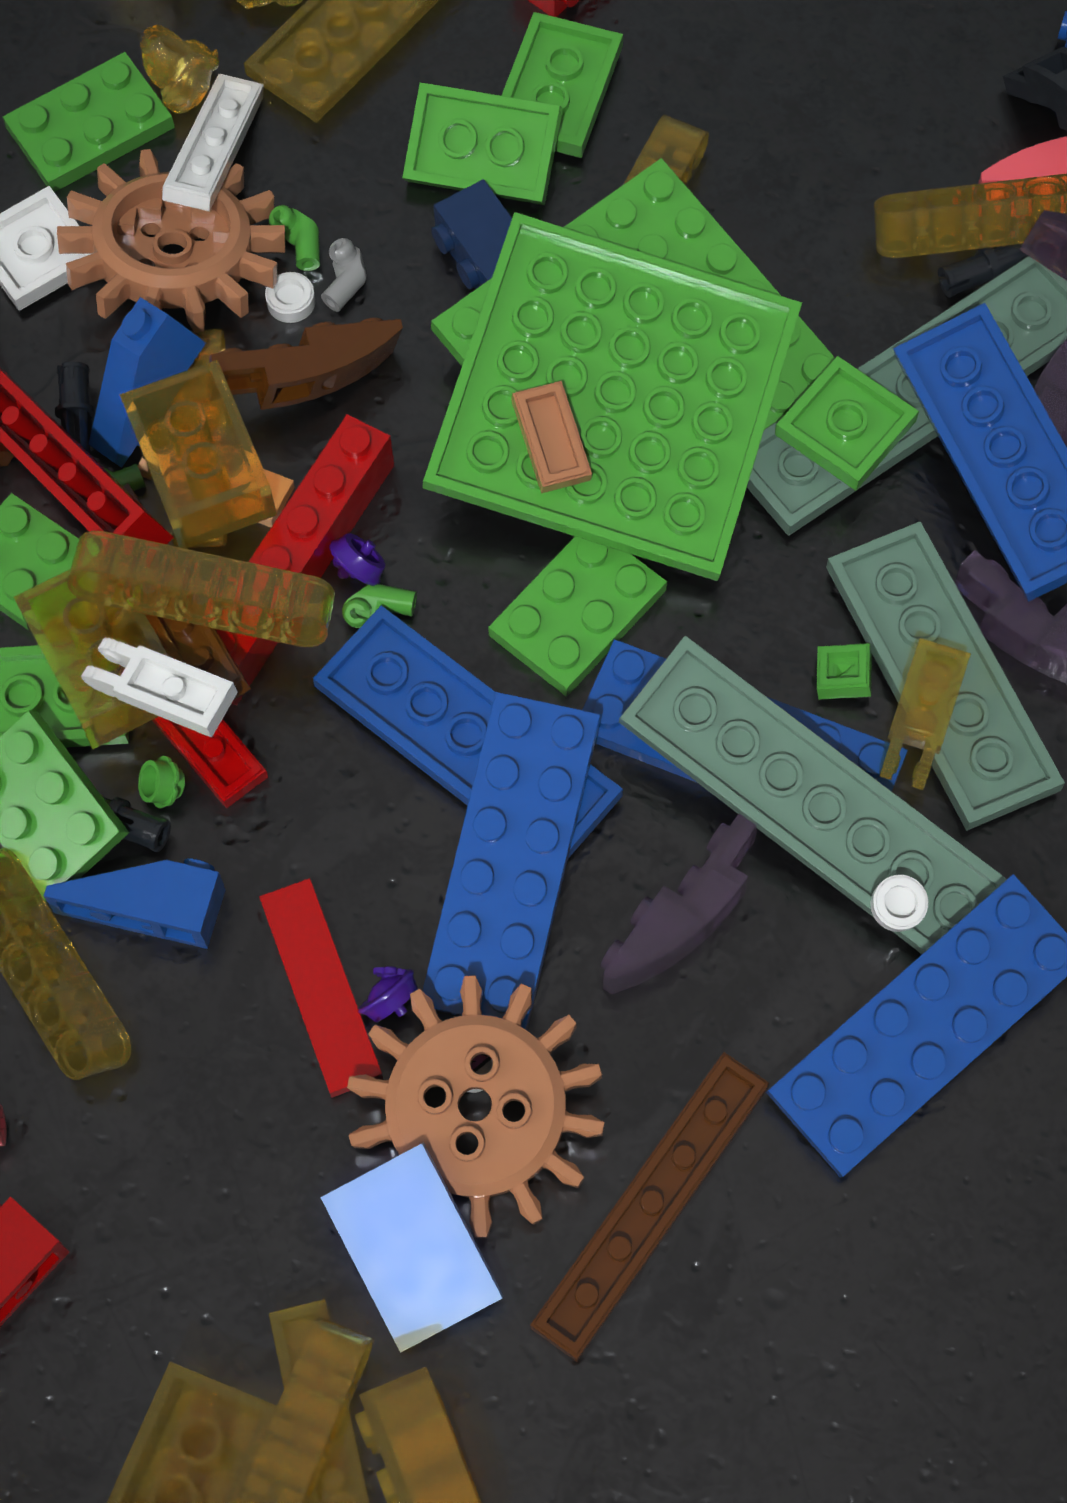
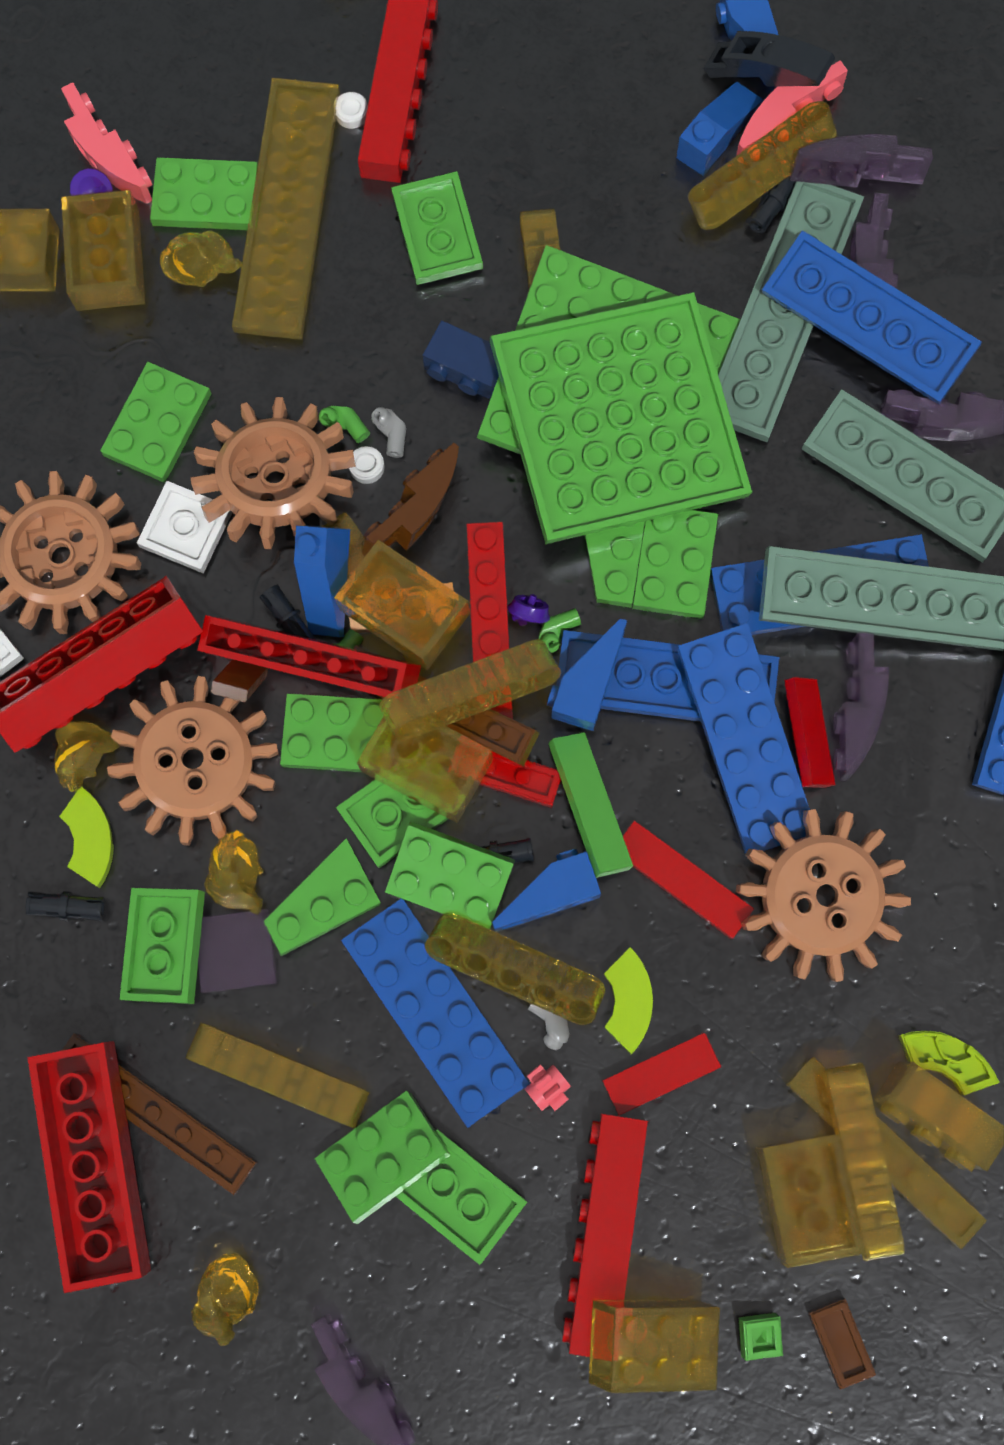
camera: 30 degrees left, 10 degrees up
(37, 1068) = (556, 1028): none -> light grey arm
(127, 1204) = (661, 1074): none -> red tile
(154, 1093) = (632, 1000): none -> lime tile
(161, 782) = (507, 817): bright green plate -> none
(163, 686) = (494, 764): white hinge -> none
(178, 67) = (193, 352): clear yellow hair -> none
(213, 142) = (254, 392): white tile -> none
(267, 826) = (590, 805): none -> bright green tile
(363, 673) = (586, 682): none -> blue slope
(389, 993) = (728, 861): dark purple hat -> none
(412, 1247) = (842, 996): light blue tile -> none
(480, 136) = (421, 294): bright green plate -> none
(502, 565) = (615, 563): none -> bright green wing
(502, 1417) = (949, 1057): none -> lime tile
(551, 437) = (606, 467): nougat tile -> none
(599, 903) = (809, 732): none -> red tile
(649, 1207) = (950, 889): reddish brown tile -> none
(844, 671) = (855, 508): bright green tile -> none
(846, 423) = (764, 353): bright green plate -> none
(899, 903) = (982, 631): white tile -> none
(925, 706) = (922, 505): clear yellow hinge -> none
(964, 144) = (716, 127): none -> blue slope

